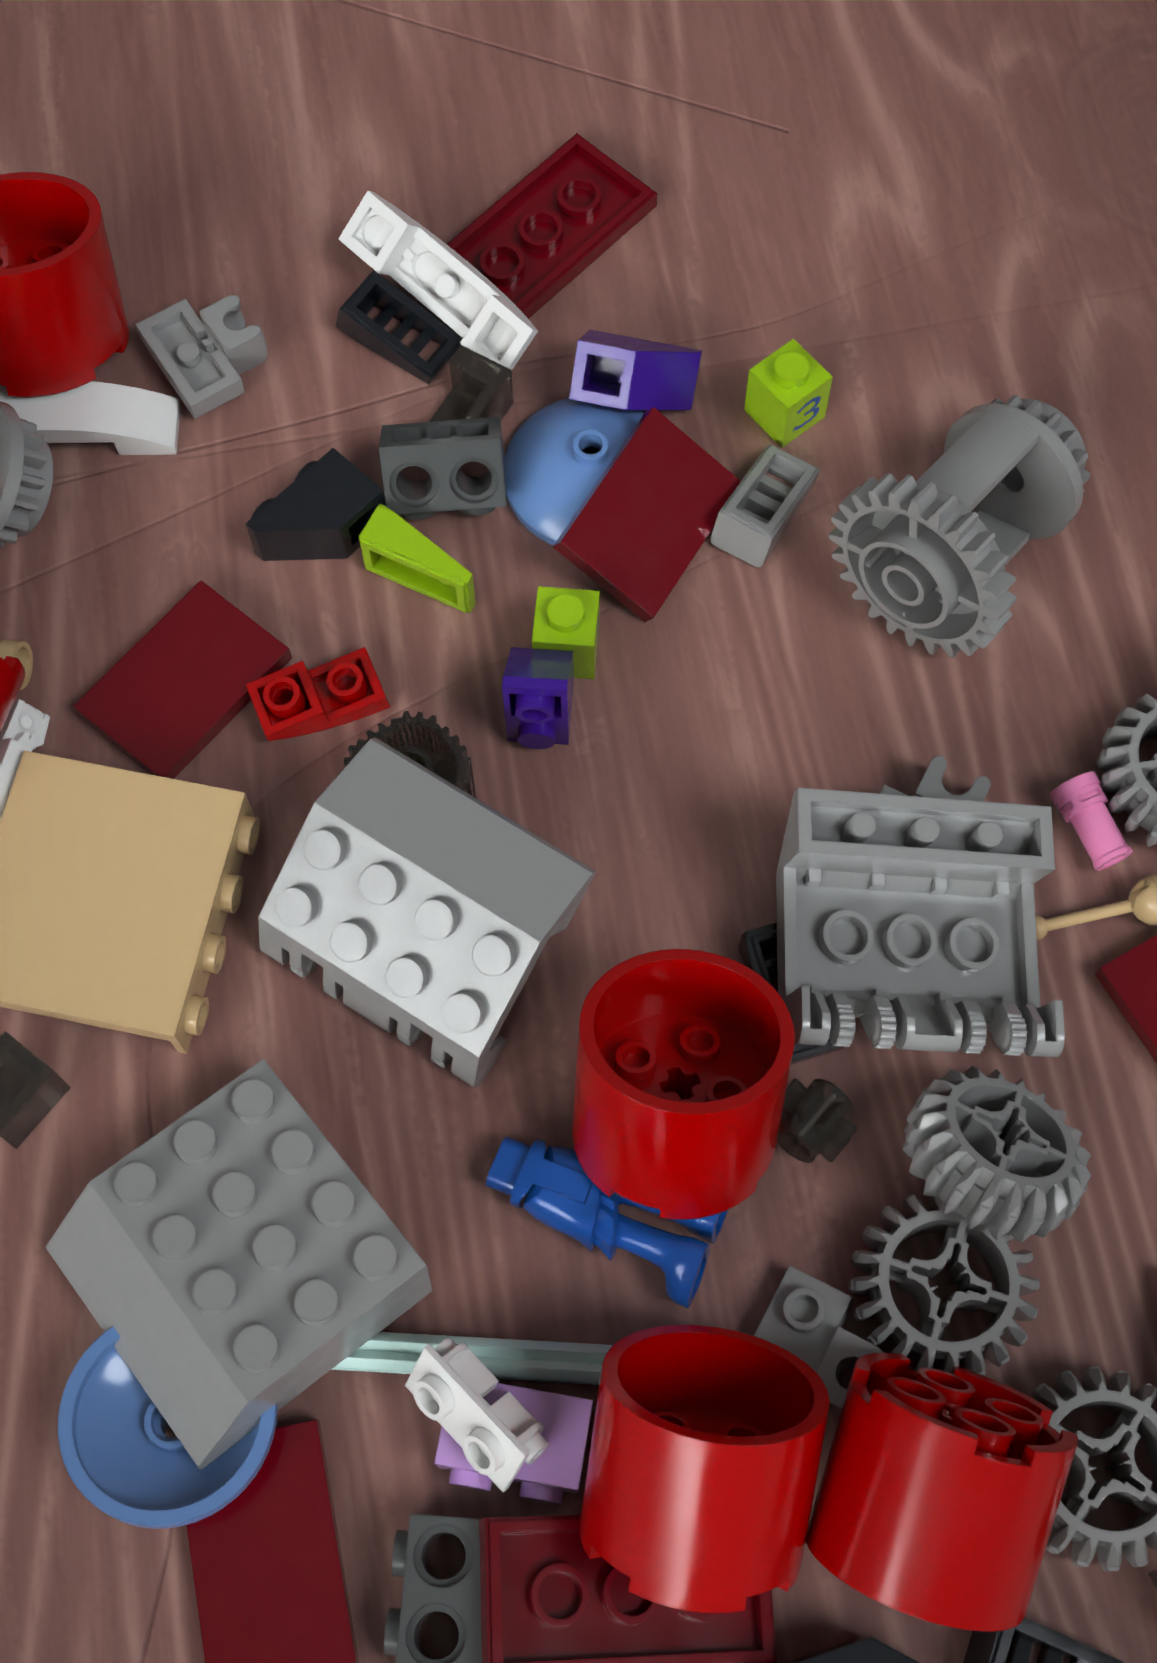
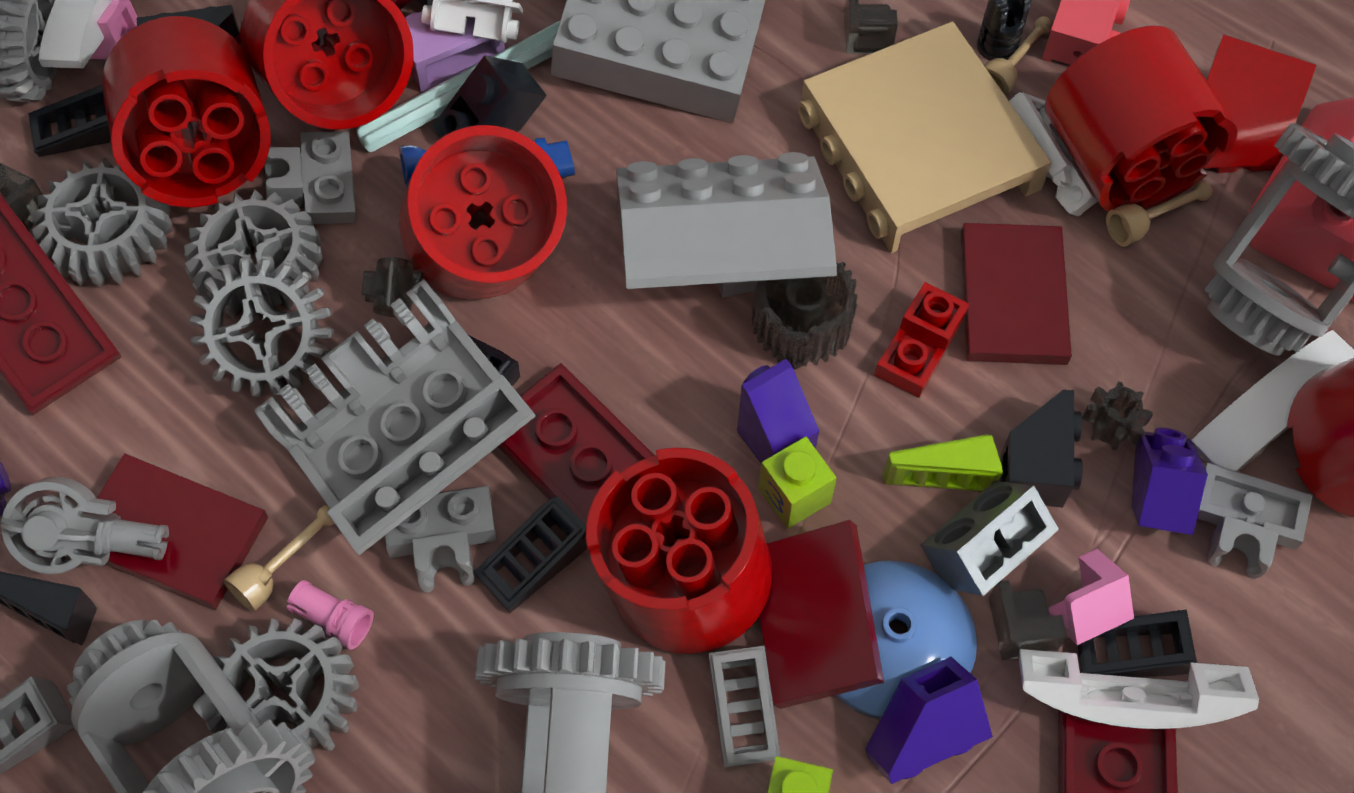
camera: 140 degrees right, 5 degrees down
(220, 498) = (1117, 415): none -> clear smoke gear
(238, 418) = (1167, 481): none -> dark purple slope
(406, 372) = (1101, 602): none -> bright pink panel
(540, 1291) = (493, 94): none -> black slope
(733, 823) = (571, 441): none -> dark red tile
(741, 602) = (702, 586): none -> red brick
(837, 770) = (522, 540): none -> black slope

